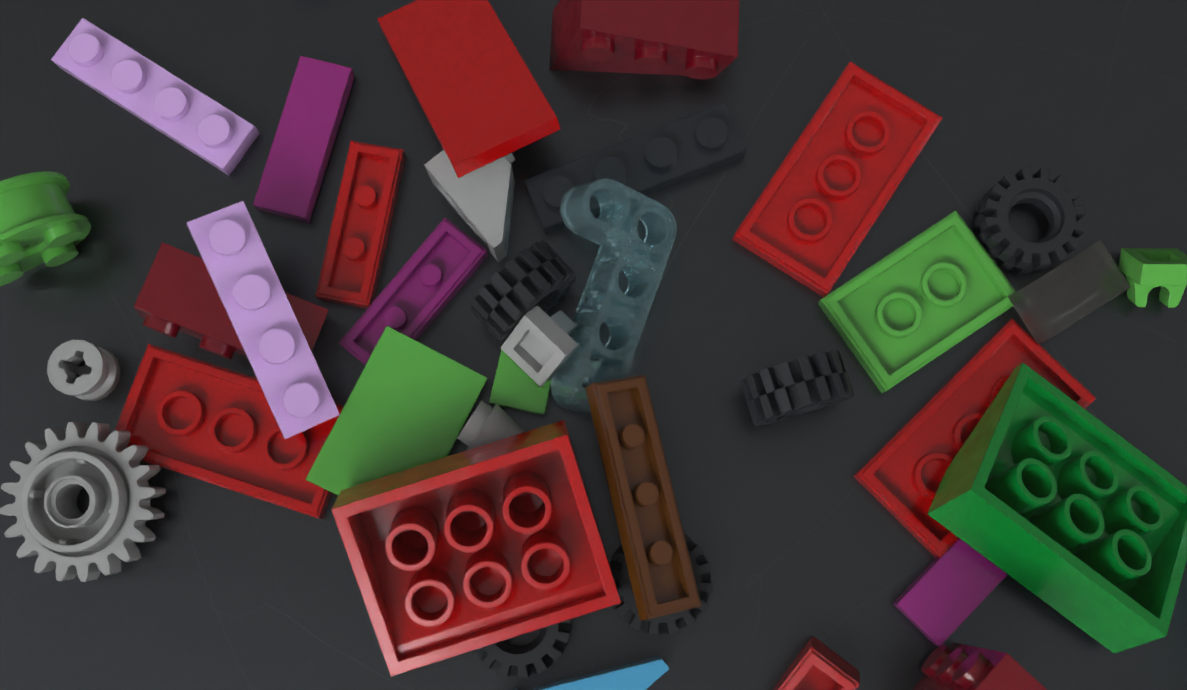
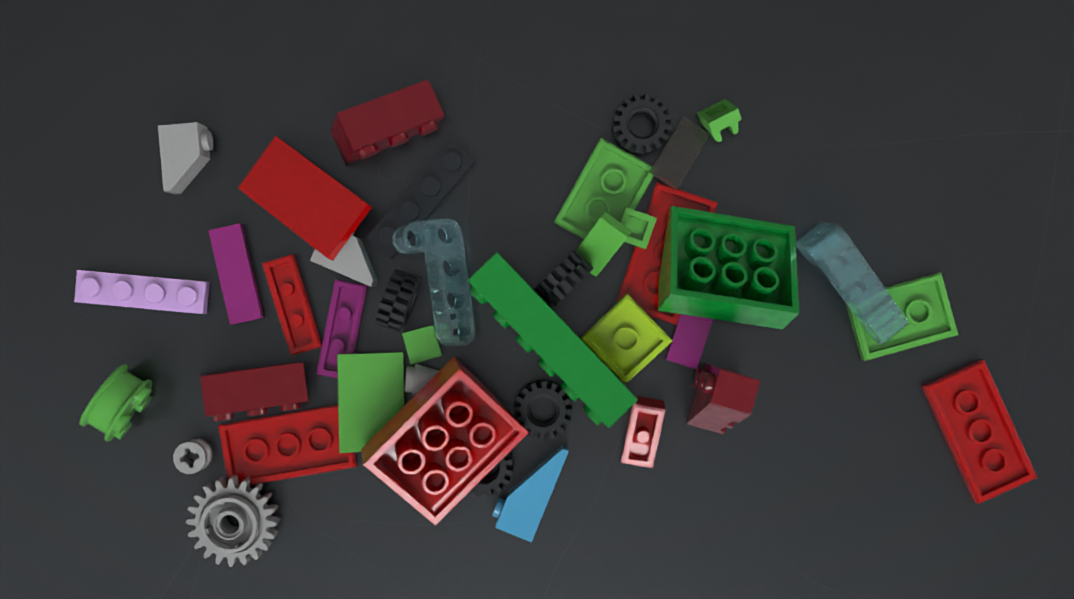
camera: 30 degrees left, 10 degrees up
(263, 319) = (273, 386): lavender plate -> none
(541, 344) = (422, 323): light grey tile -> none
(642, 497) = (512, 375): reddish brown tile -> none
(735, 475) = (556, 344): none -> green brick
(837, 179) = (530, 149): red tile -> none
(849, 537) = (626, 338): none -> lime tile
(889, 362) = (603, 242): none -> bright green tile
(948, 369) = (640, 225): none -> bright green tile

